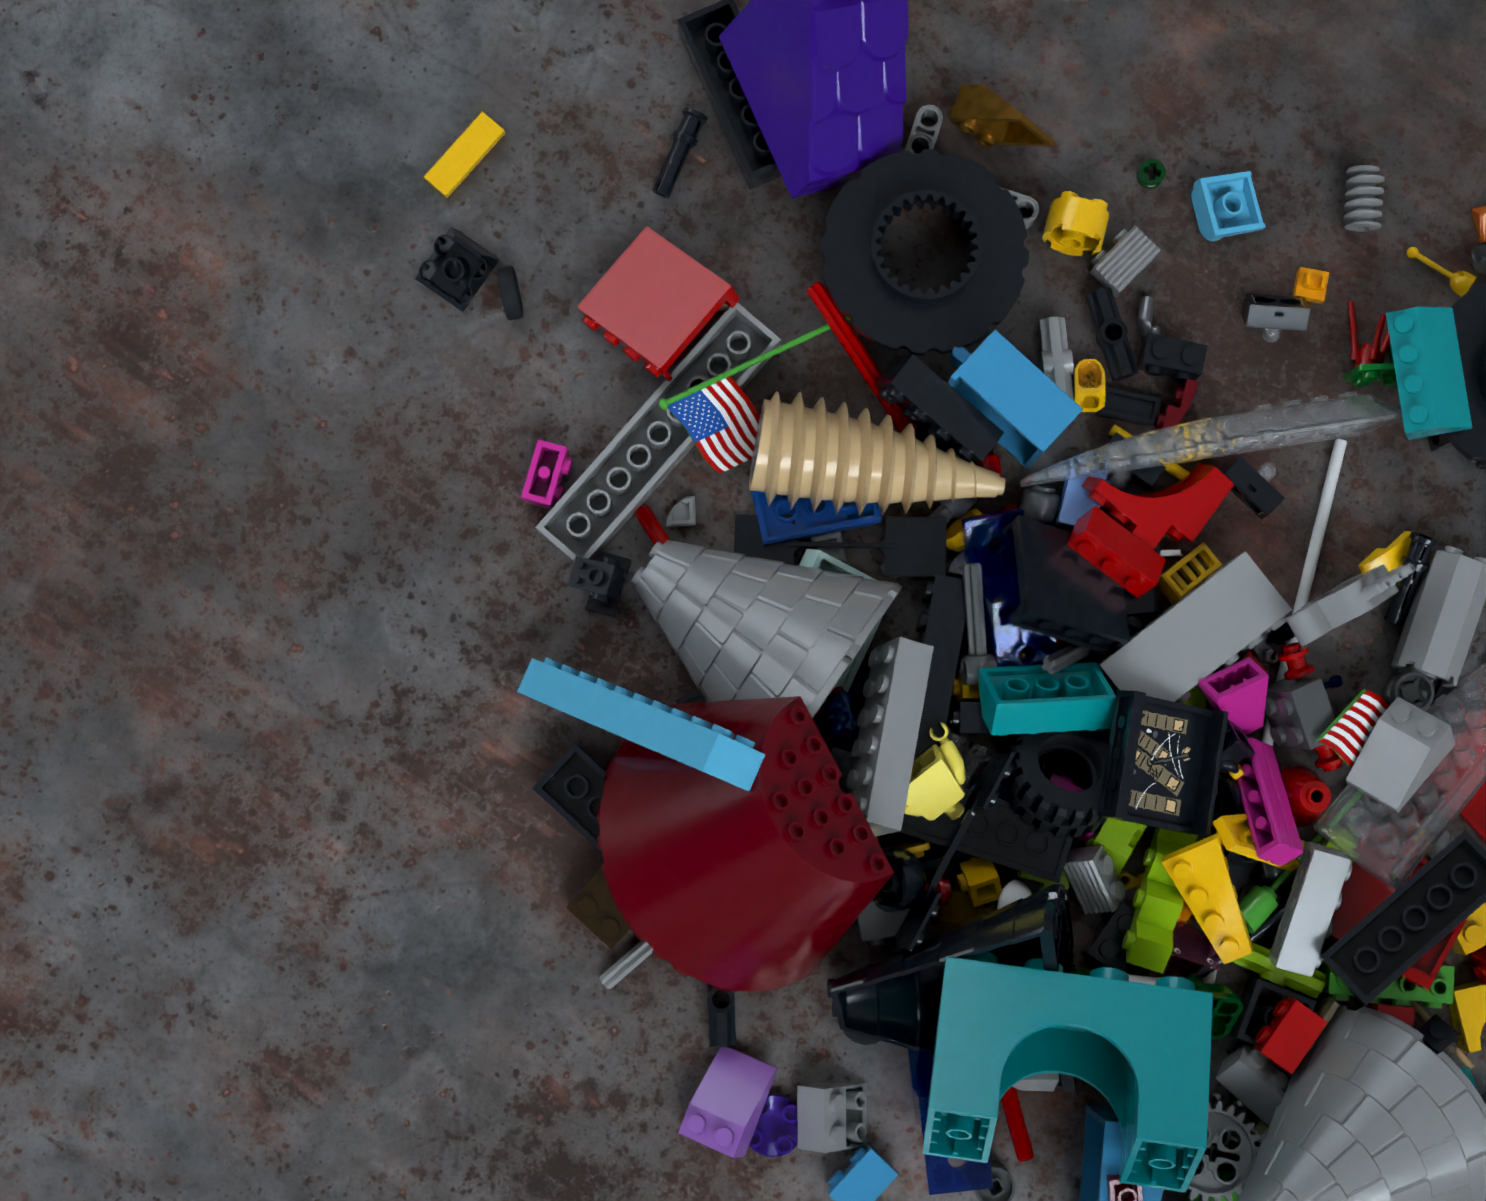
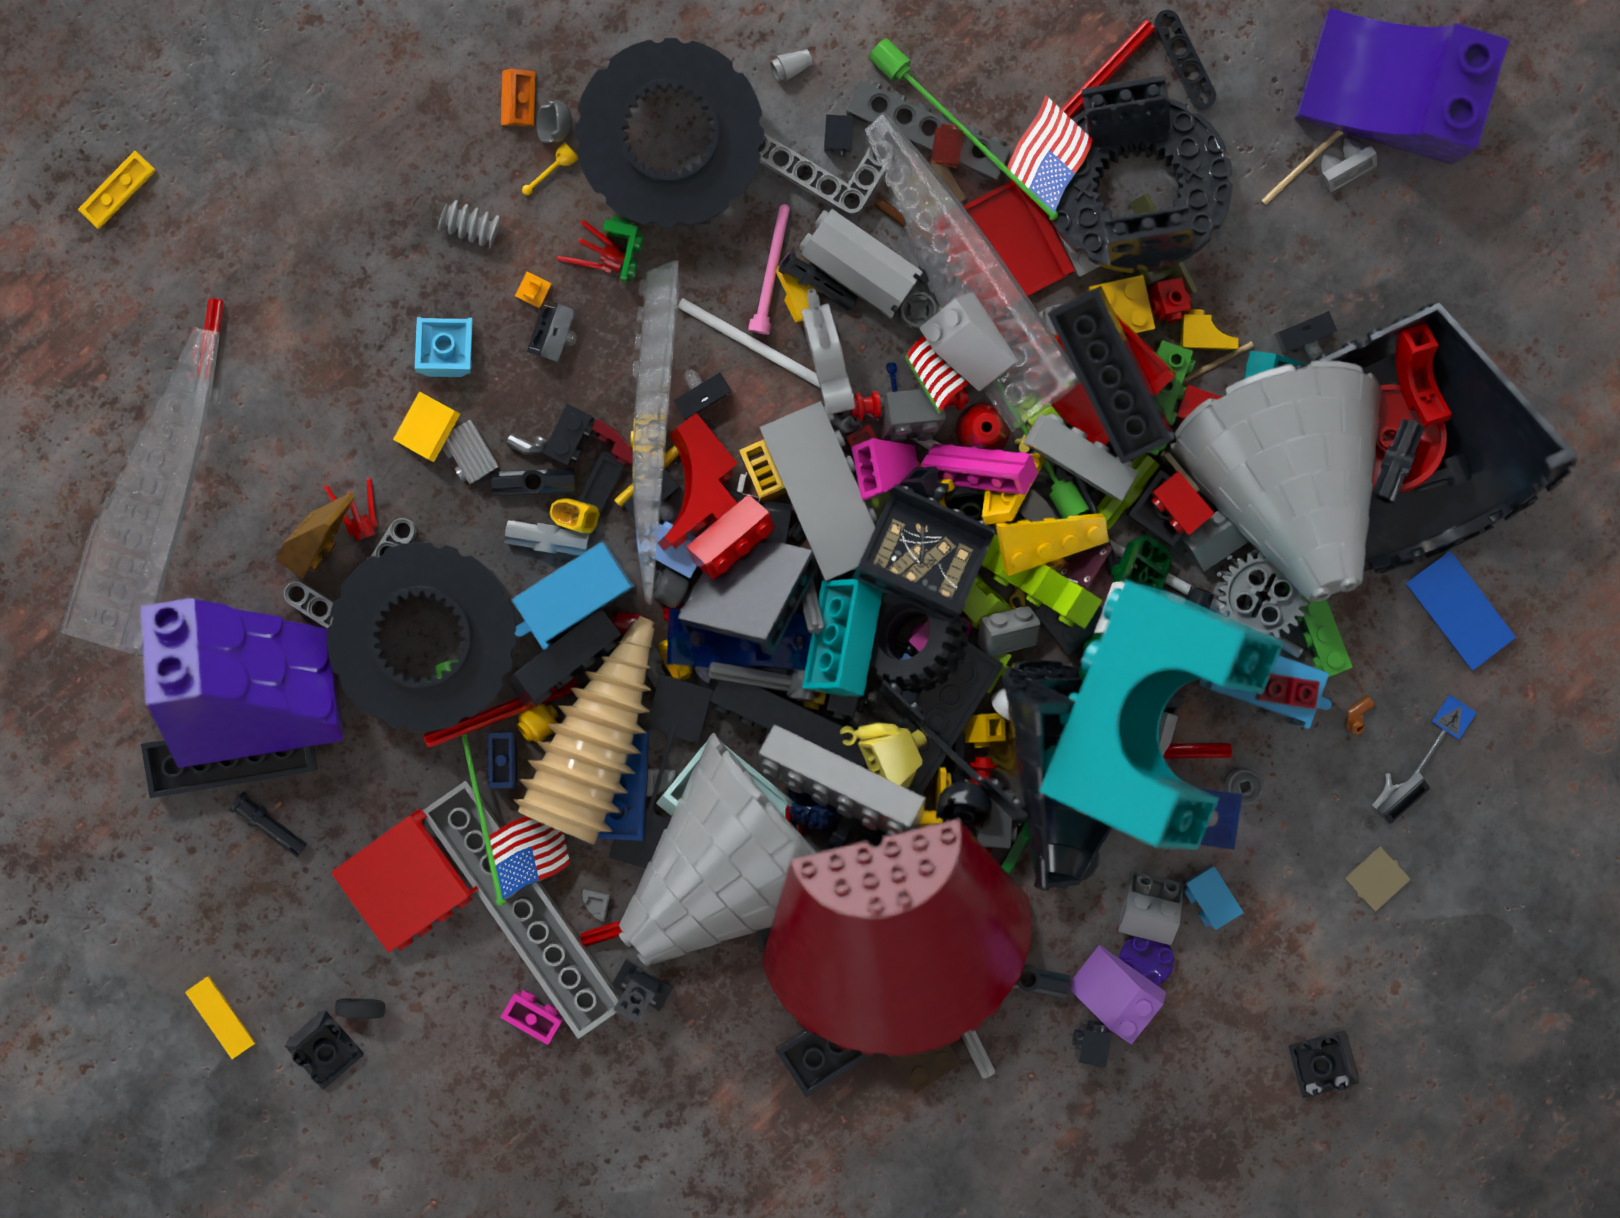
camera: 70 degrees left, 5 degrees up
(644, 721) = (775, 996): medium azure brick -> none
(668, 1089) = (1092, 1043): none -> black brick
(811, 374) = (502, 759): none -> dark blue brick
(858, 397) = (534, 722): none -> yellow head
(862, 950) = (1016, 848): none -> green tile
(1016, 168) = (361, 525): none -> red plant
(1076, 224) = (427, 488): yellow brick -> none
(1140, 209) = (426, 426): none -> yellow tile
(1142, 177) = (398, 413): dark green bush -> none
(1344, 529) = (760, 321): none -> bright pink piece
(1428, 371) = (643, 226): teal slope -> none
(1439, 1036) = (1220, 374): black brick -> none

